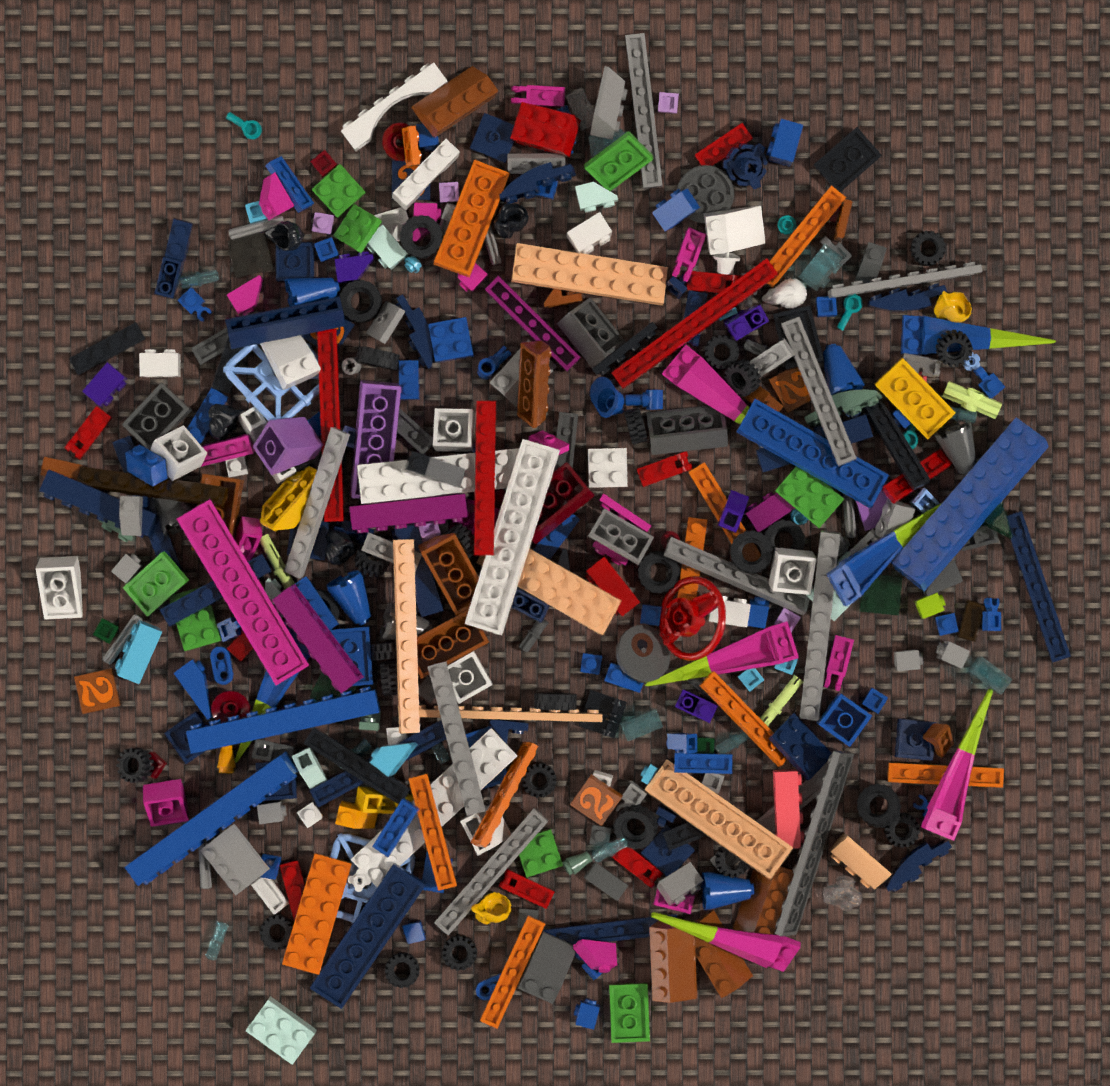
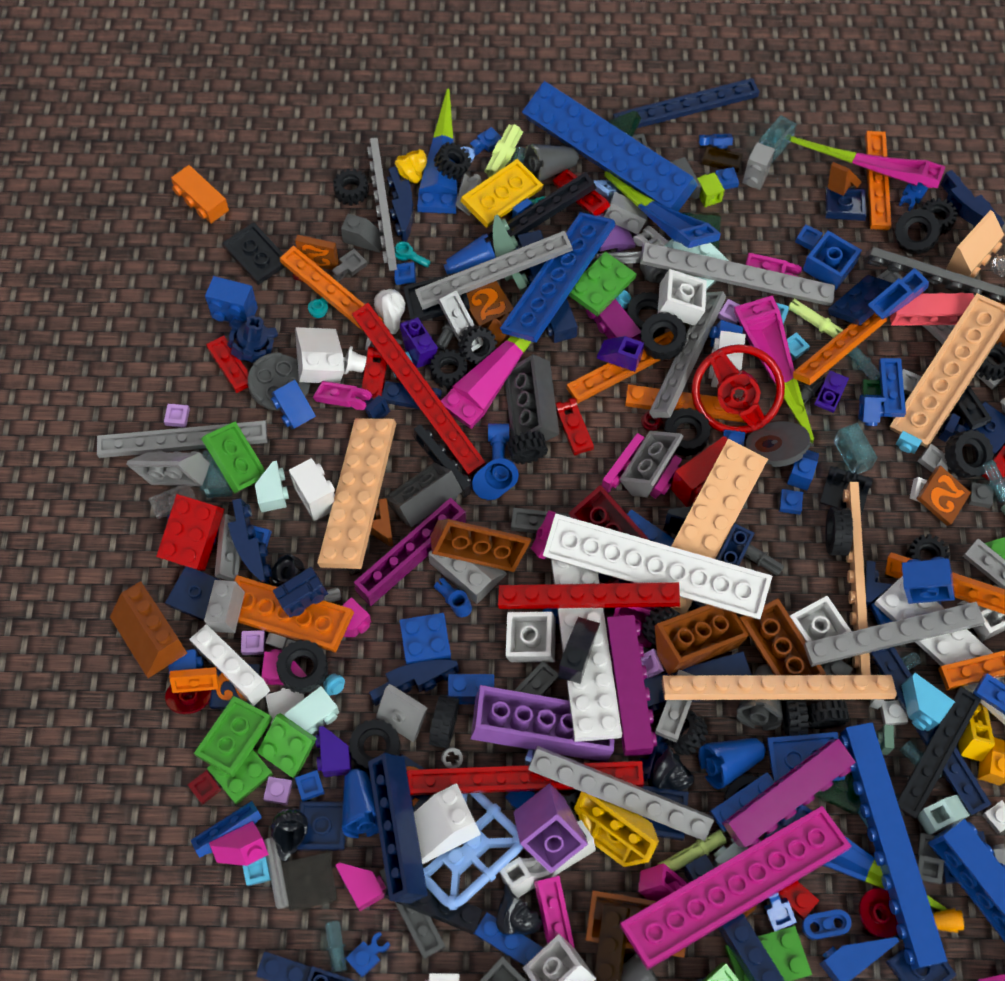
camera: 90 degrees left, 25 degrees down
(236, 467) = (575, 903): white plate -> none
(251, 128) = (152, 877): teal plate -> none
(362, 129) = (169, 739): white arch -> none
(363, 183) = (233, 736): none -> bright green plate
(475, 166) = (224, 606): none -> light grey brick
(484, 231) = (300, 592): none -> dark blue brick
(498, 764) = (928, 580): none -> blue brick
(540, 95) = (150, 544): dark pink hinge -> none
(607, 467) = (572, 477): white brick -> none
(791, 774) = (899, 294): none -> blue slope
(821, 267) = (364, 273): clear light blue brick -> none
(908, 660) = (766, 208): light grey brick -> none
(915, 98) = (199, 194): none -> orange brick

